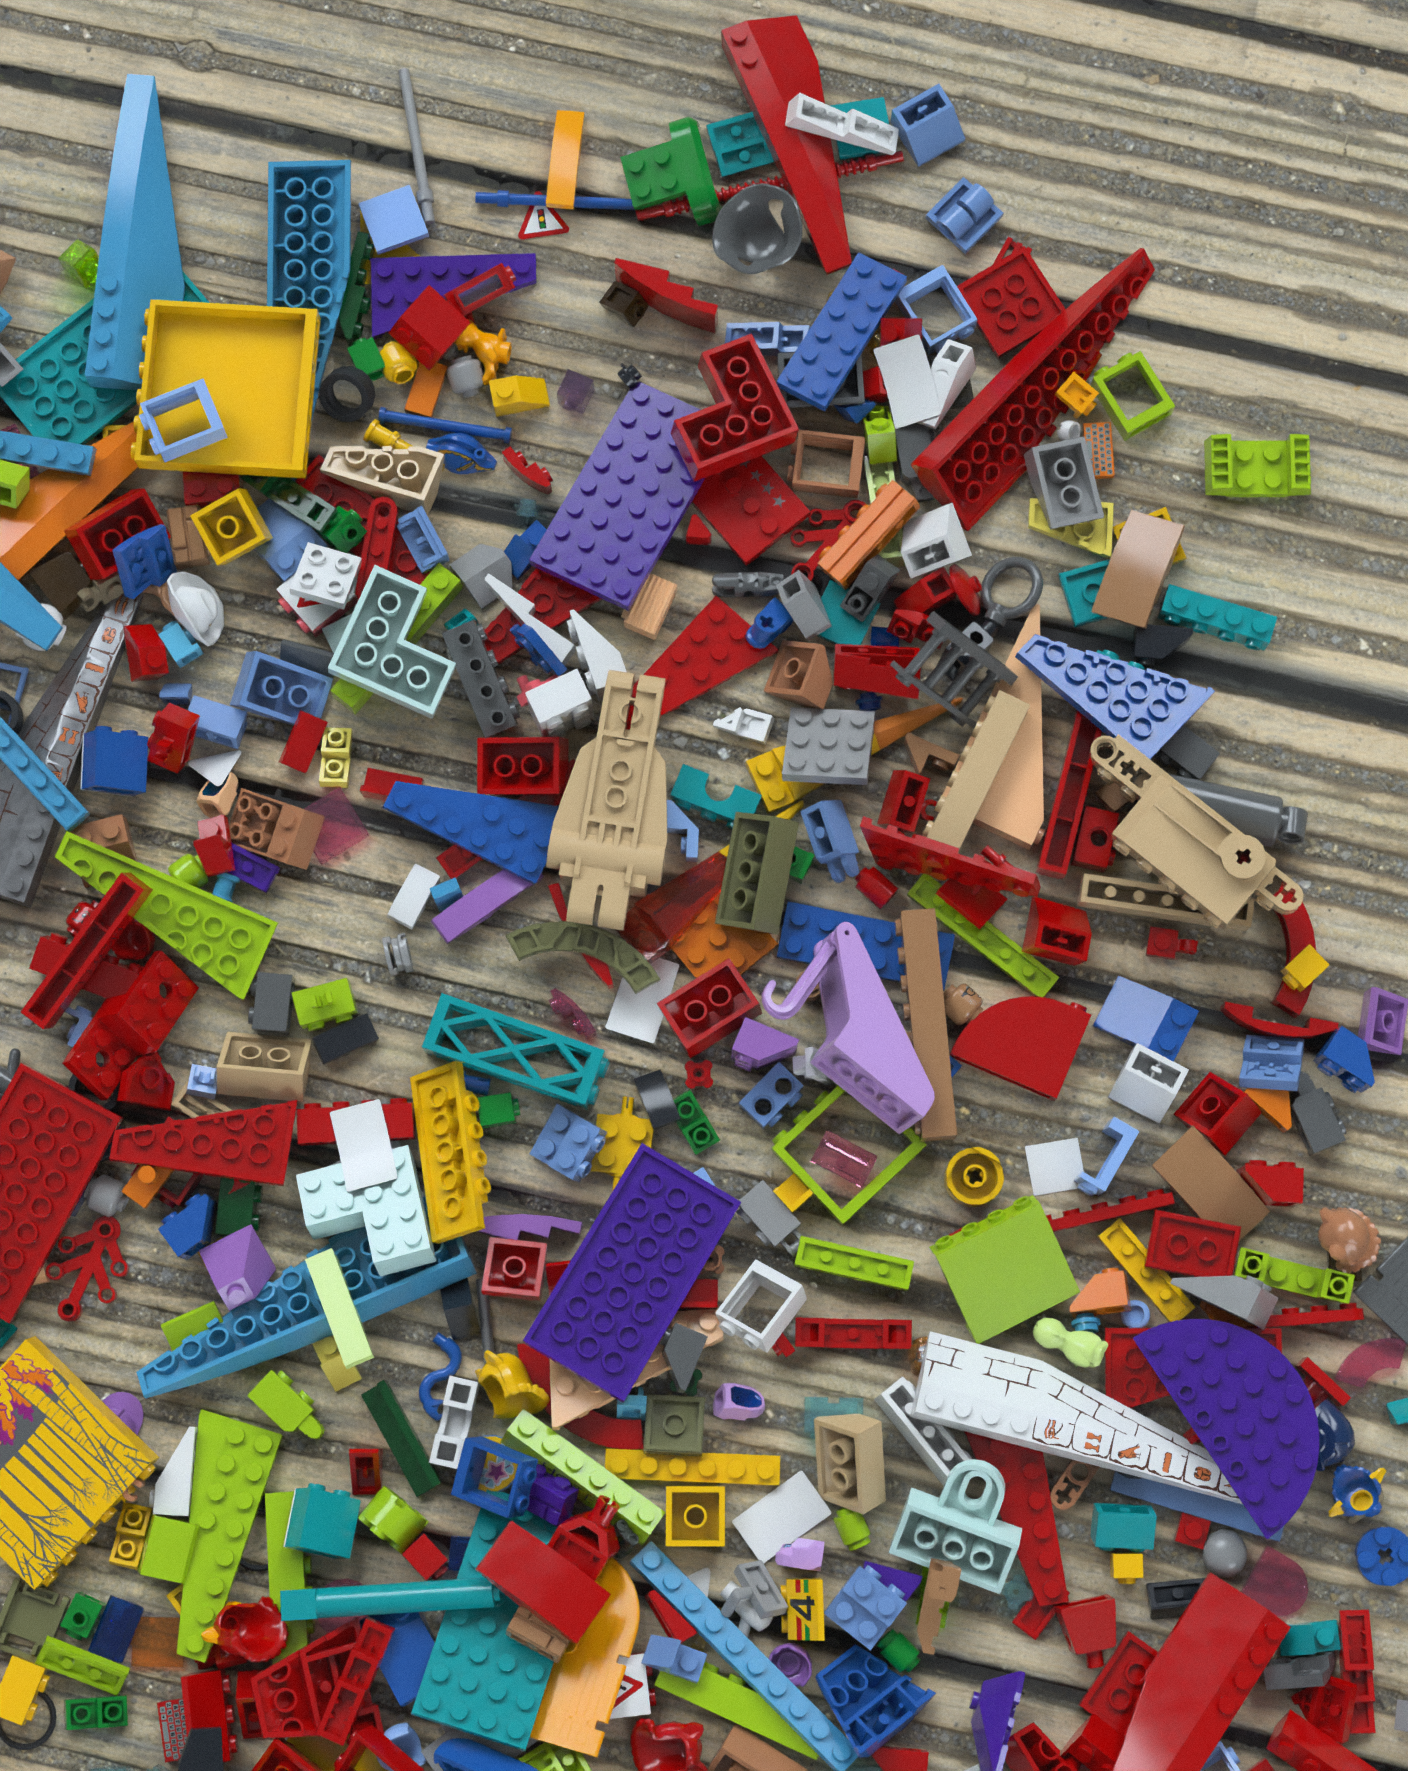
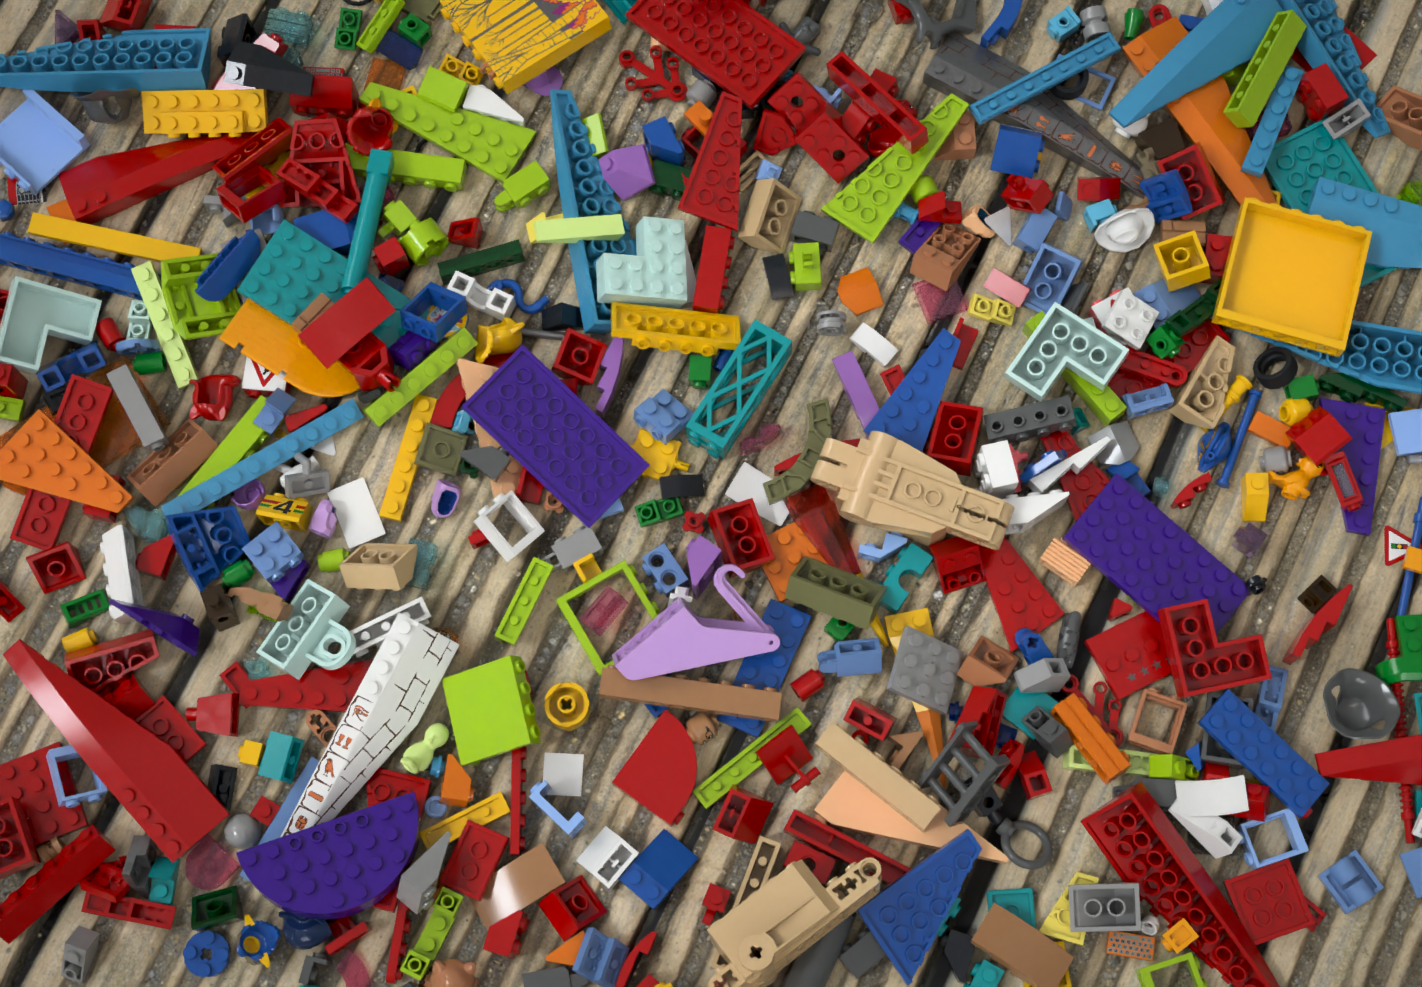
camera: 105 degrees right, 5 degrees down
(173, 400) = (1272, 255): light blue window -> none
(322, 1522) = (434, 192): teal piece -> none
(343, 929) = (859, 292): none -> orange slope
(363, 1145) = (693, 268): white sticker -> none
(371, 1562) = (396, 219): none -> lime brick
(446, 894) = (870, 366): dark azure slope -> none
(684, 735) = (957, 564): none -> red slope
(695, 1515) = (371, 449): yellow brick -> none
(747, 724) = (957, 616): white slope -> none
(853, 1333) = (475, 591): red slope -> none
(933, 541) = (1075, 788): white slope -> none
(941, 861) = (811, 733): red wing -> none
(947, 1663) = (218, 606): none -> dark brown torso
(966, 588) = (1031, 805): red dish -> none
(1329, 1558) = (216, 909): none -> dark green slope
(1375, 1419) = (309, 971): none -> dark grey bracket

